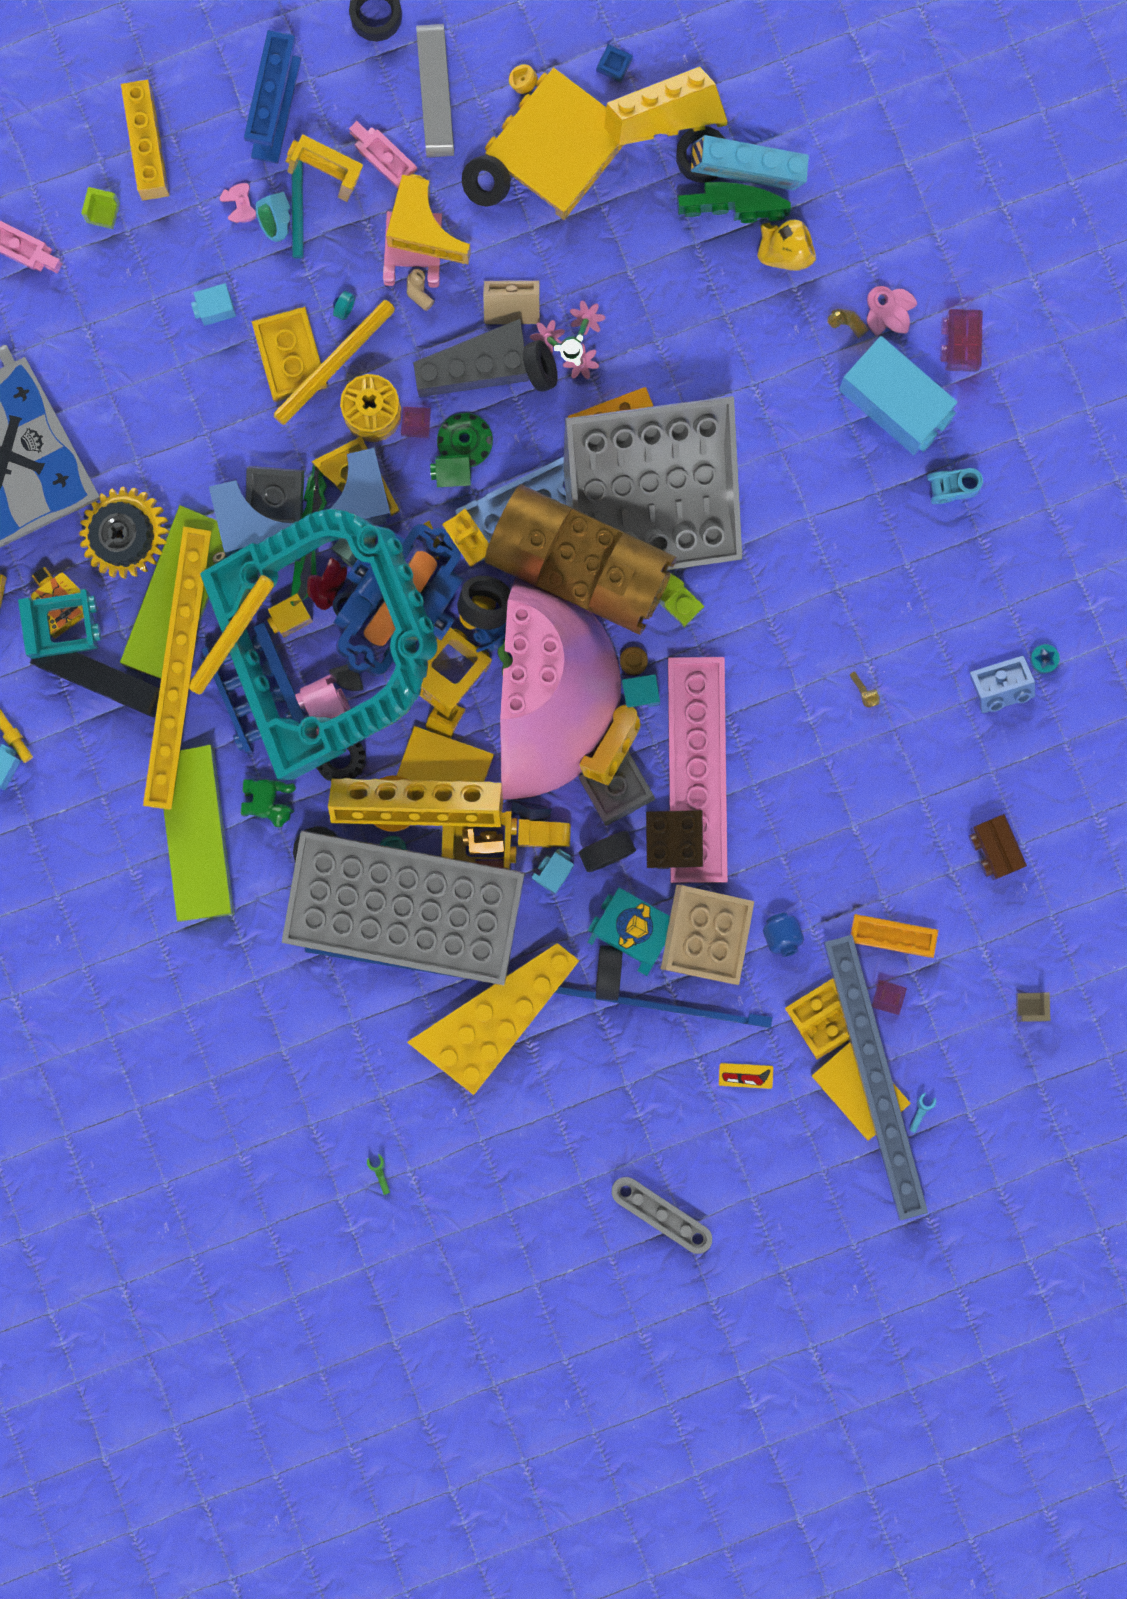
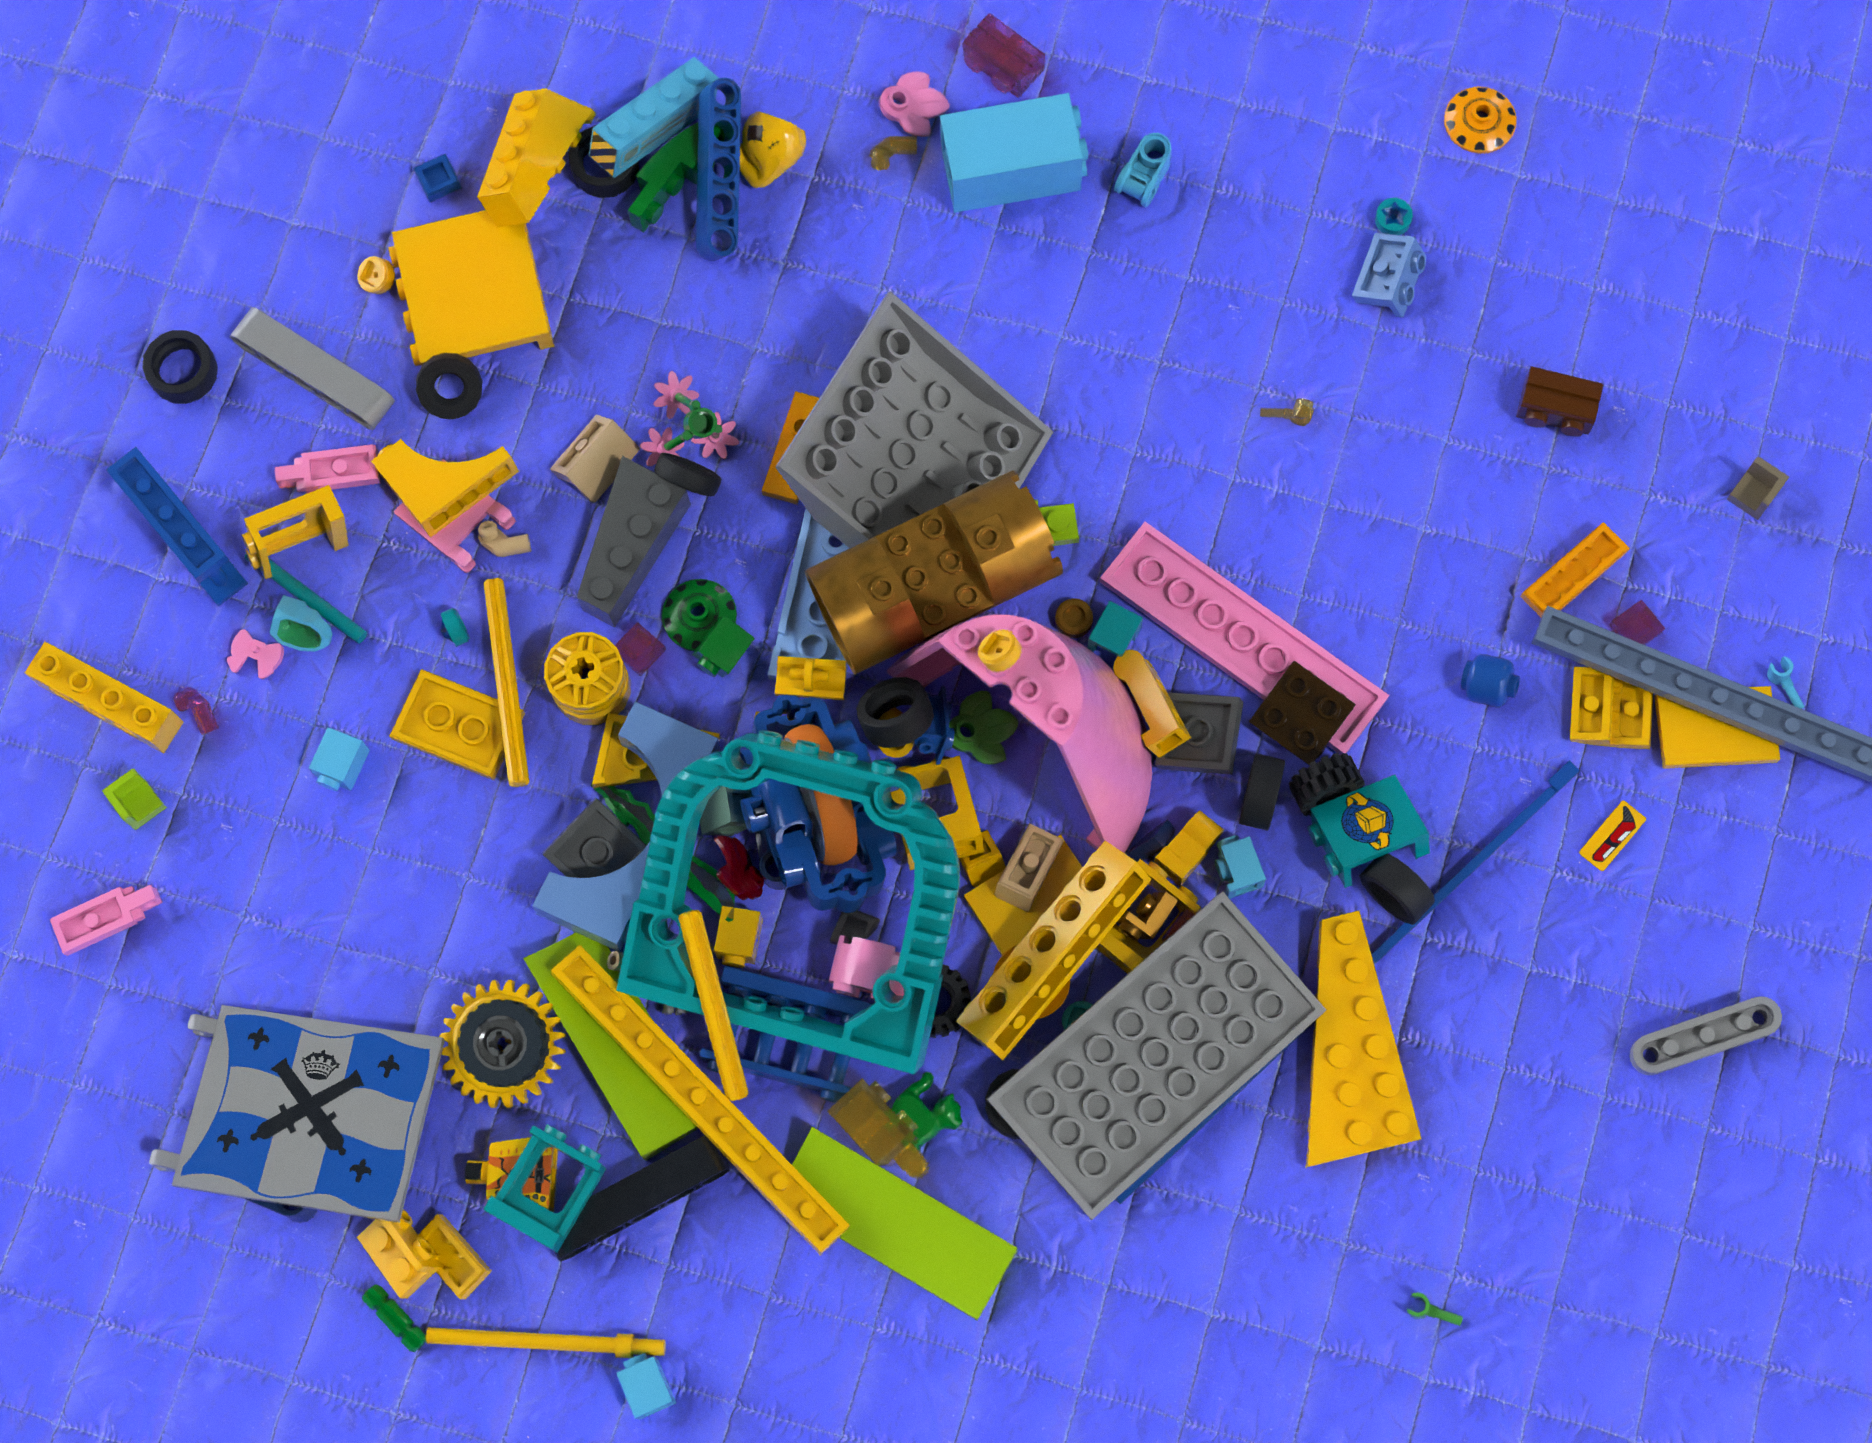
camera: 50 degrees left, 10 degrees down
(183, 198) = (199, 706): none -> clear pink arm
(236, 784) = (878, 1129): none -> clear yellow hinge
(458, 750) = (1028, 867): none -> tan slope
(525, 640) = (999, 650): none -> yellow tile
(641, 884) = (1325, 781): none -> black tyre
(707, 935) = (1433, 755): tan plate -> none
(752, 216) = (728, 155): none -> blue beam

